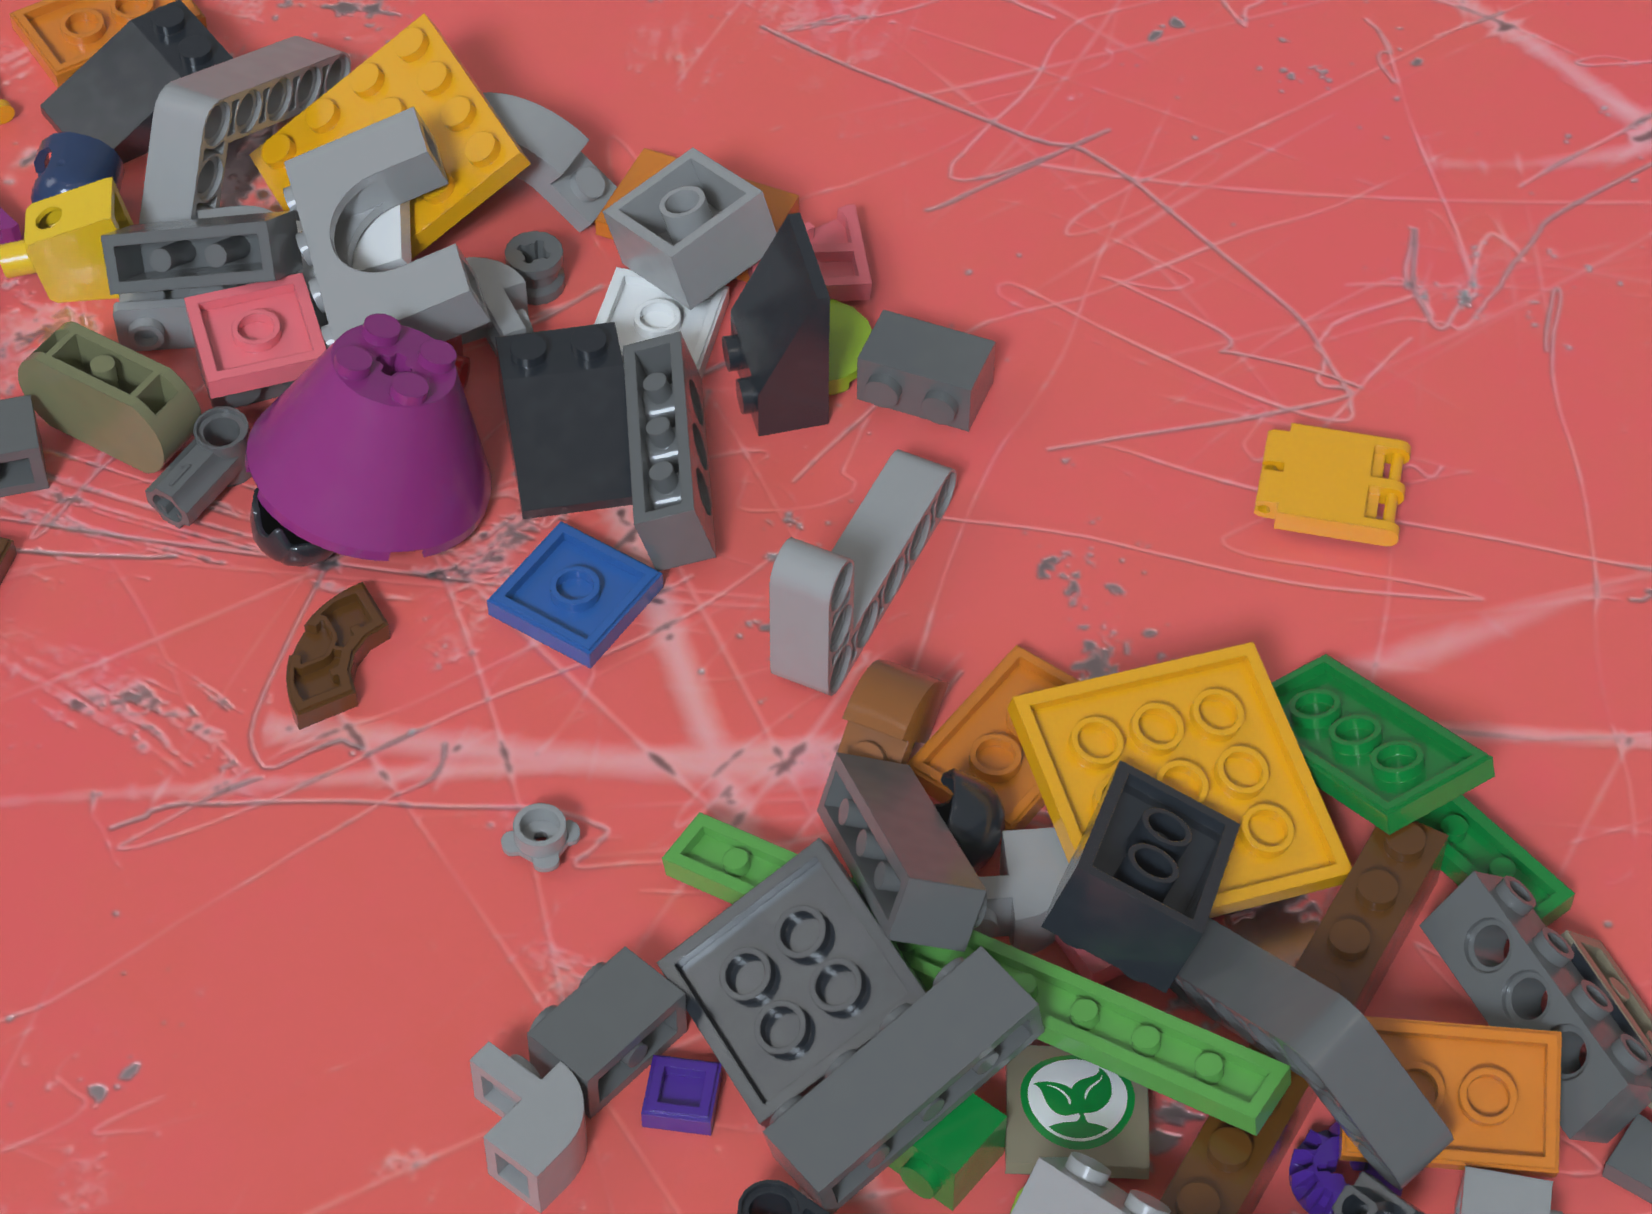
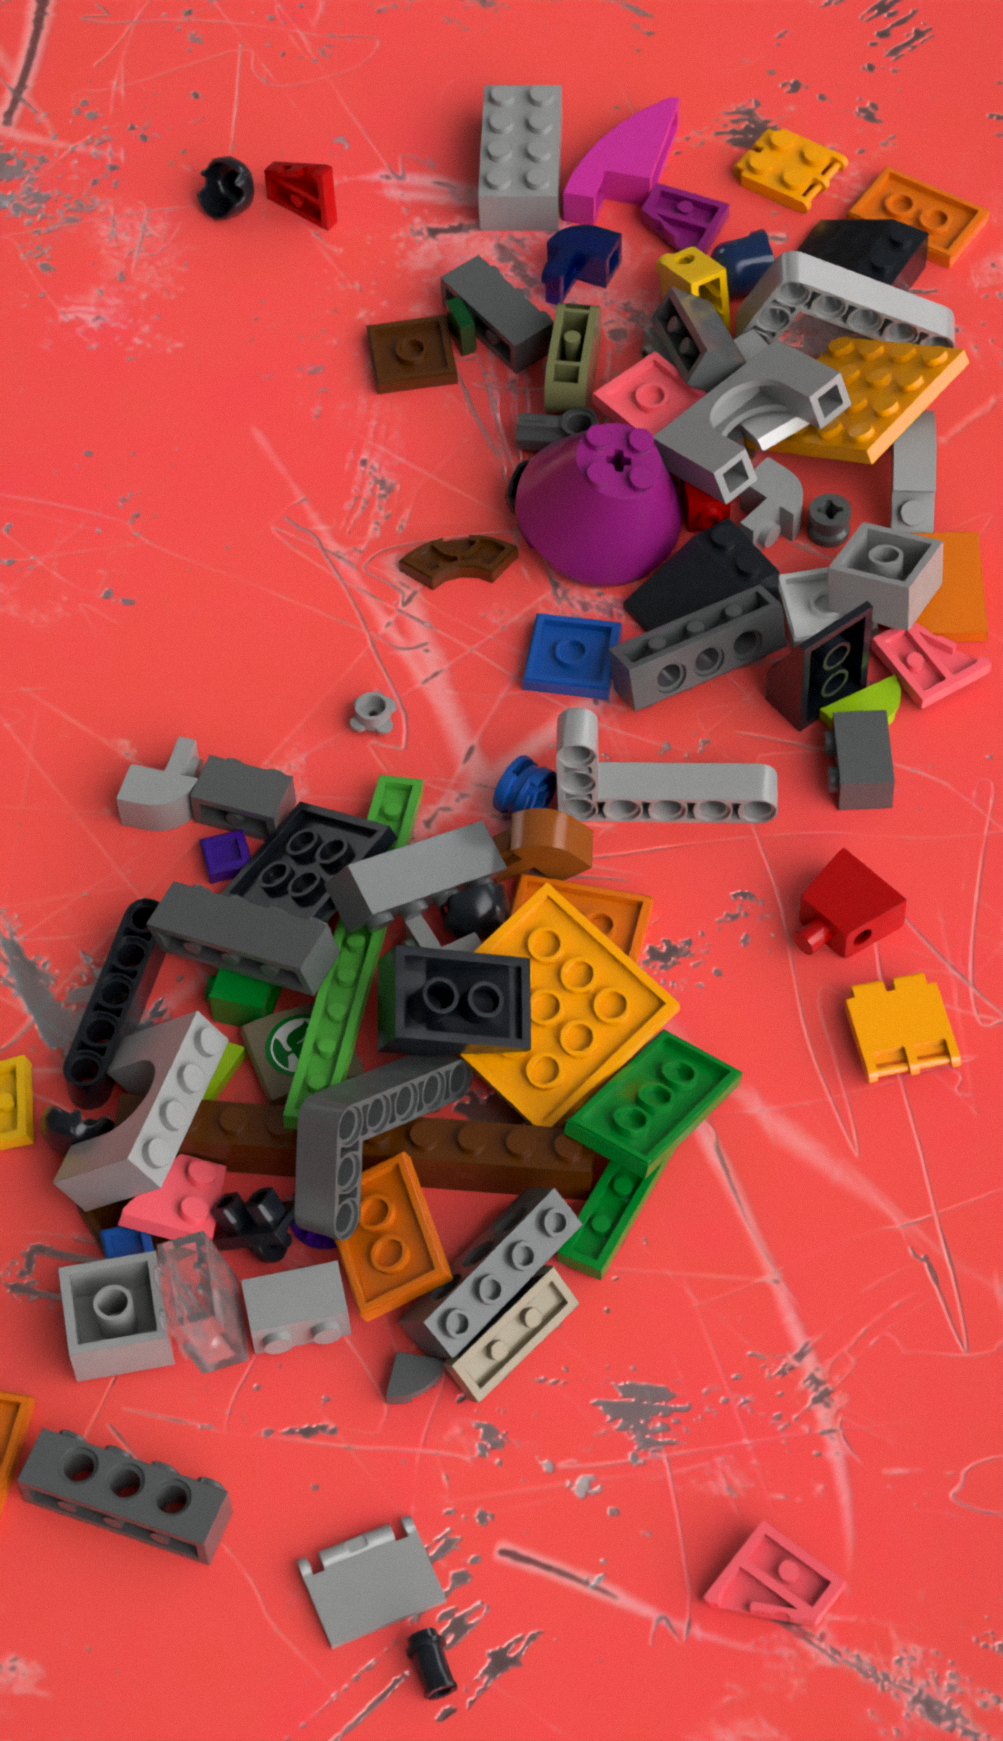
camera: 70 degrees right, 5 degrees up
(787, 706) = (524, 786): none -> blue wheel
(1135, 464) = (847, 908): none -> red torso

